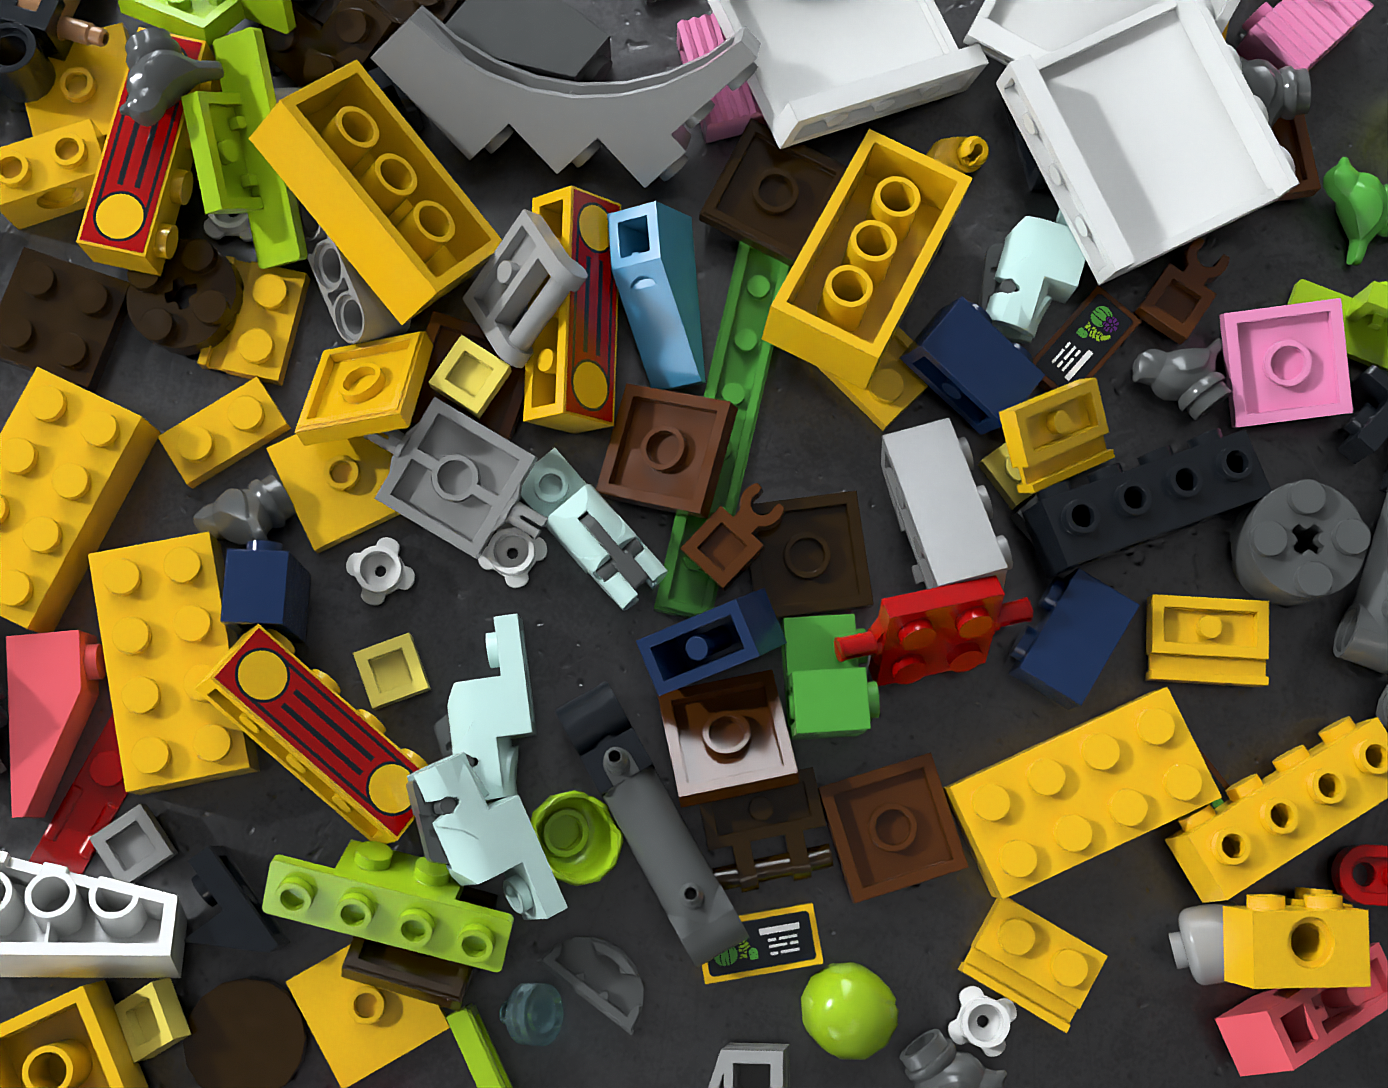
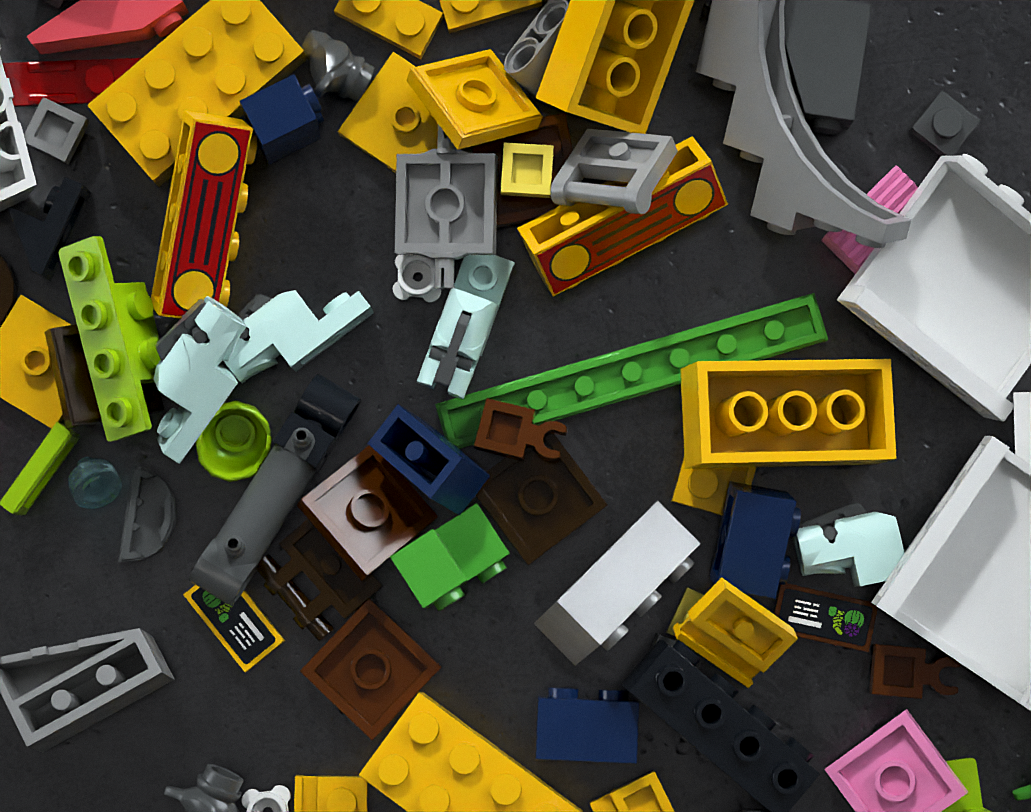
camera: 70 degrees right, 5 degrees up
(383, 554) = (346, 174): white plate -> none
(391, 671) = (281, 240): light yellow plate -> none
(659, 291) = (675, 272): dark azure slope -> none
(667, 450) = (557, 346): reddish brown plate -> none
(771, 193) = (801, 315): dark brown tile -> none
(849, 1011) = (222, 710): lime hair -> none
(934, 630) = (528, 619): red plate -> none
(960, 153) = (919, 437): yellow arm -> none
(1184, 377) = (841, 708): dark grey animal -> none

